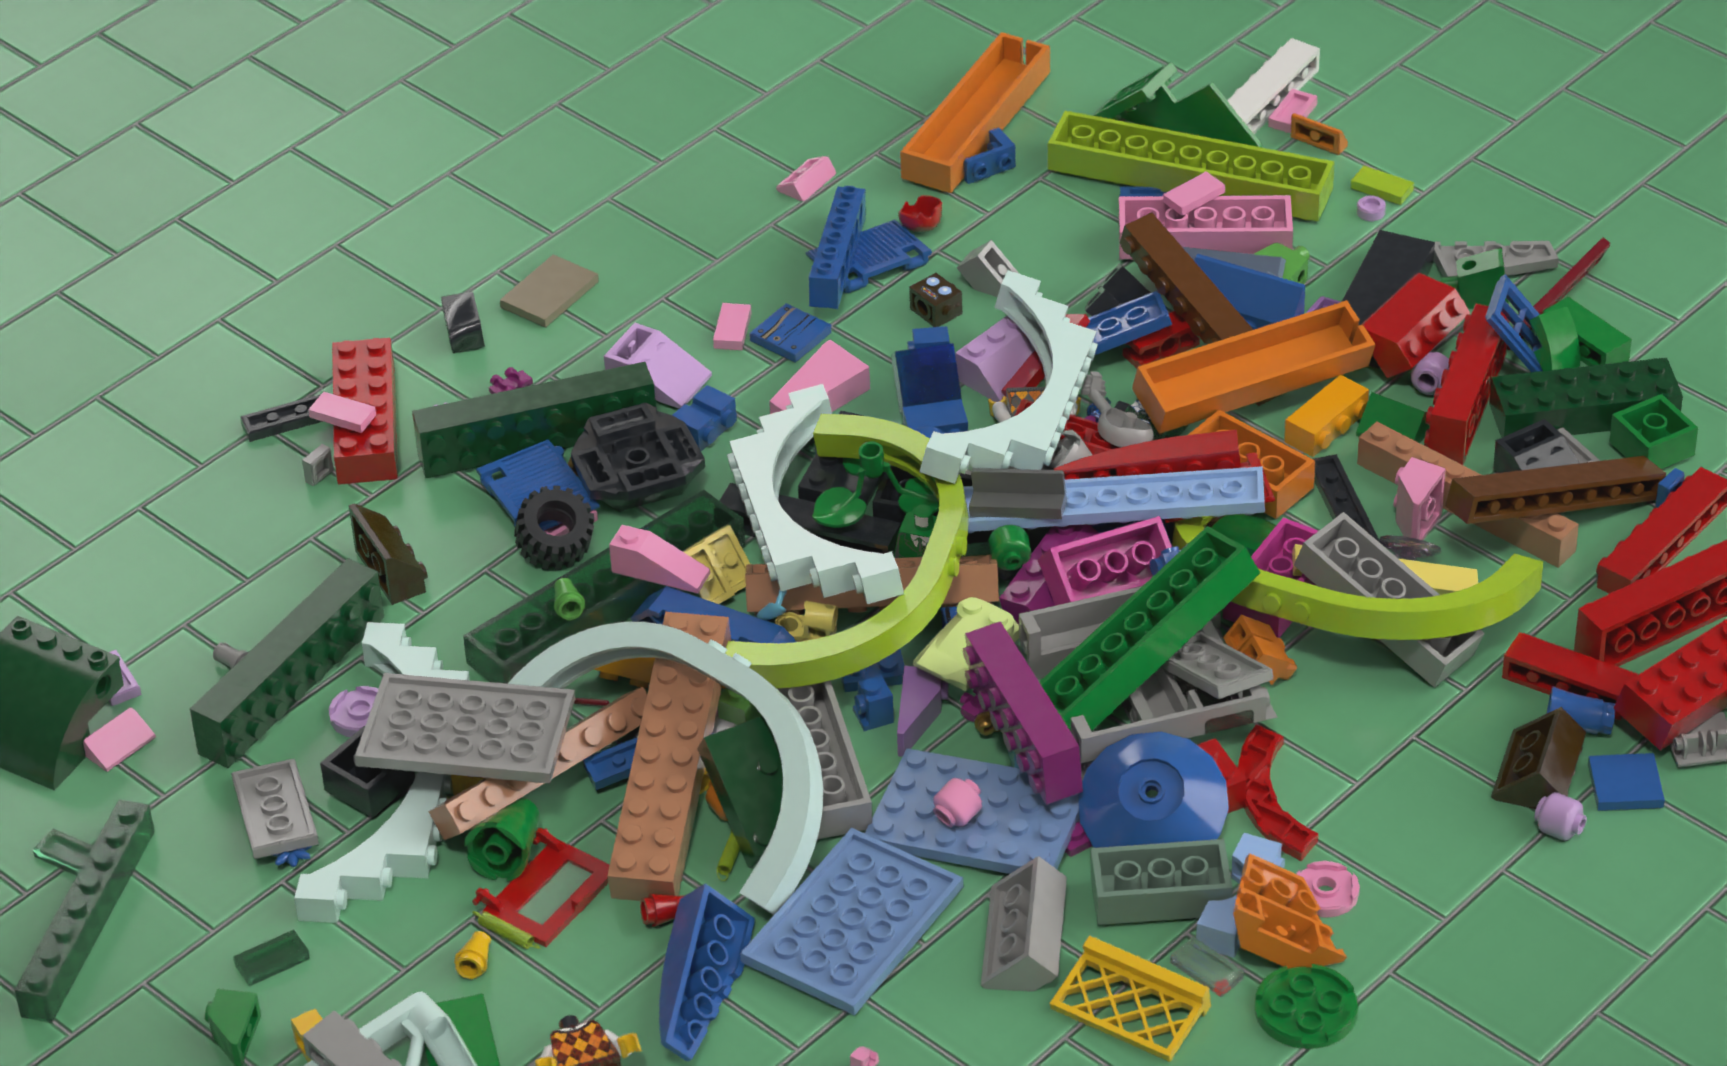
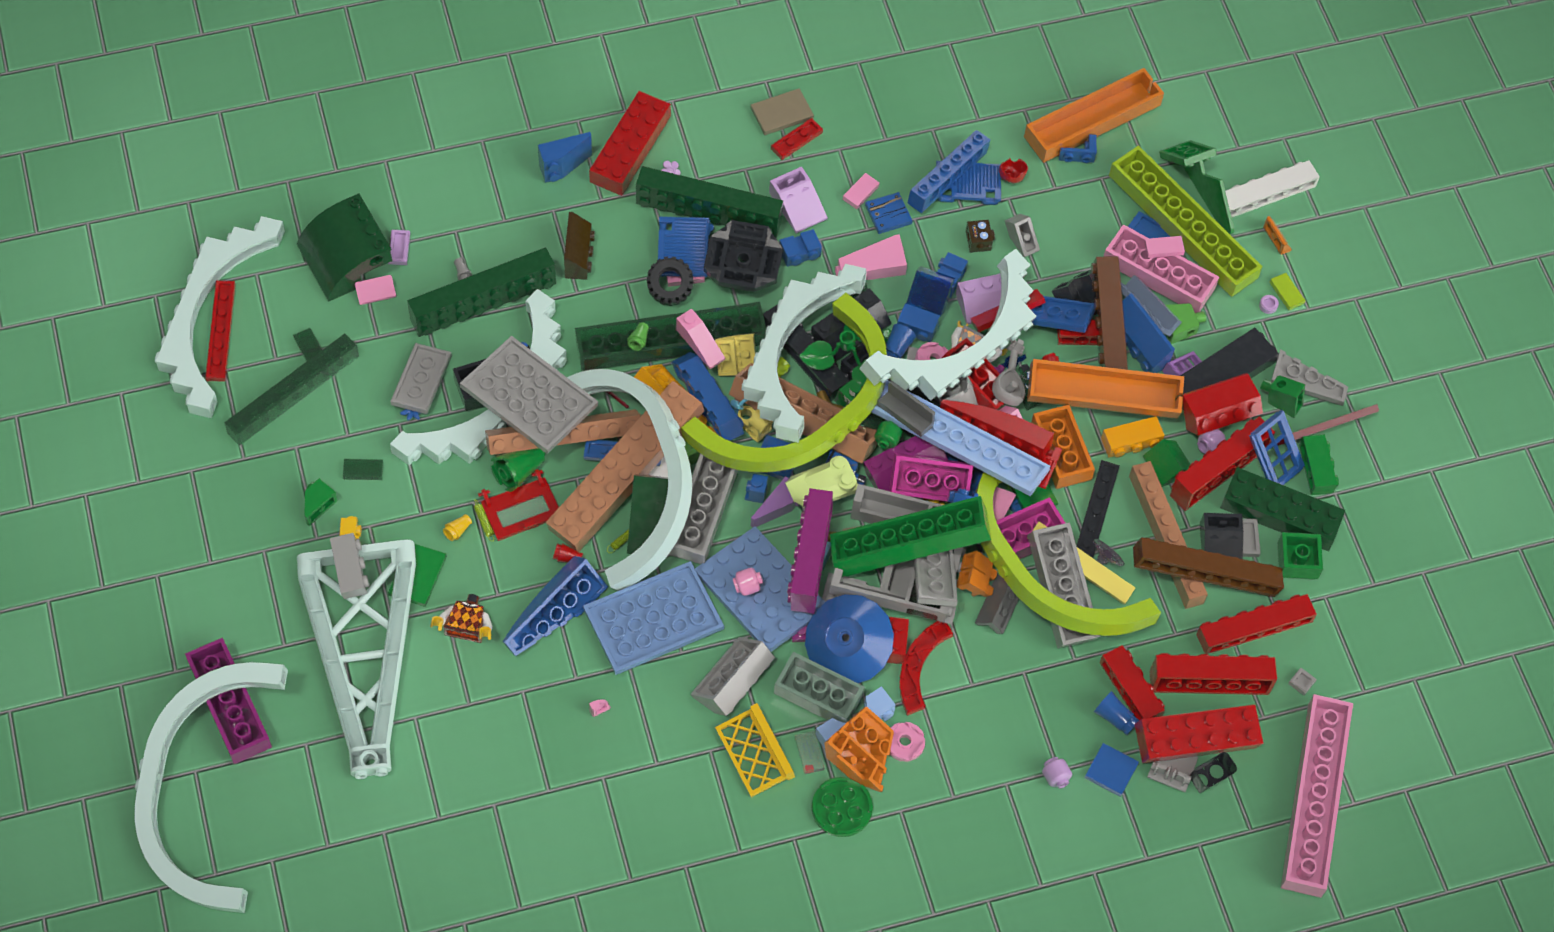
camera: 25 degrees right, 20 degrees up
(274, 462) = (563, 155): none -> blue slope
(278, 419) = (590, 122): black tile -> none
(317, 465) = (583, 166): light grey tile -> none
(342, 412) = (609, 144): bright pink tile -> none
(351, 709) = (499, 334): lavender tile -> none
(462, 321) = (720, 110): black piece -> none
(513, 381) = (718, 167): magenta piece -> none
(594, 310) = (796, 139): none -> red tile
(807, 178) = (972, 108): bright pink slope -> none
(1295, 102) = (1277, 209): bright pink tile -> none
(1317, 672) = (998, 607): none -> dark grey panel
(1419, 497) = (1136, 524): bright pink slope -> none
(1539, 759) = (1073, 731): dark brown slope -> none
(1558, 340) = (1291, 463): green slope -> none
(1669, 484) = (1284, 594): blue tile -> none

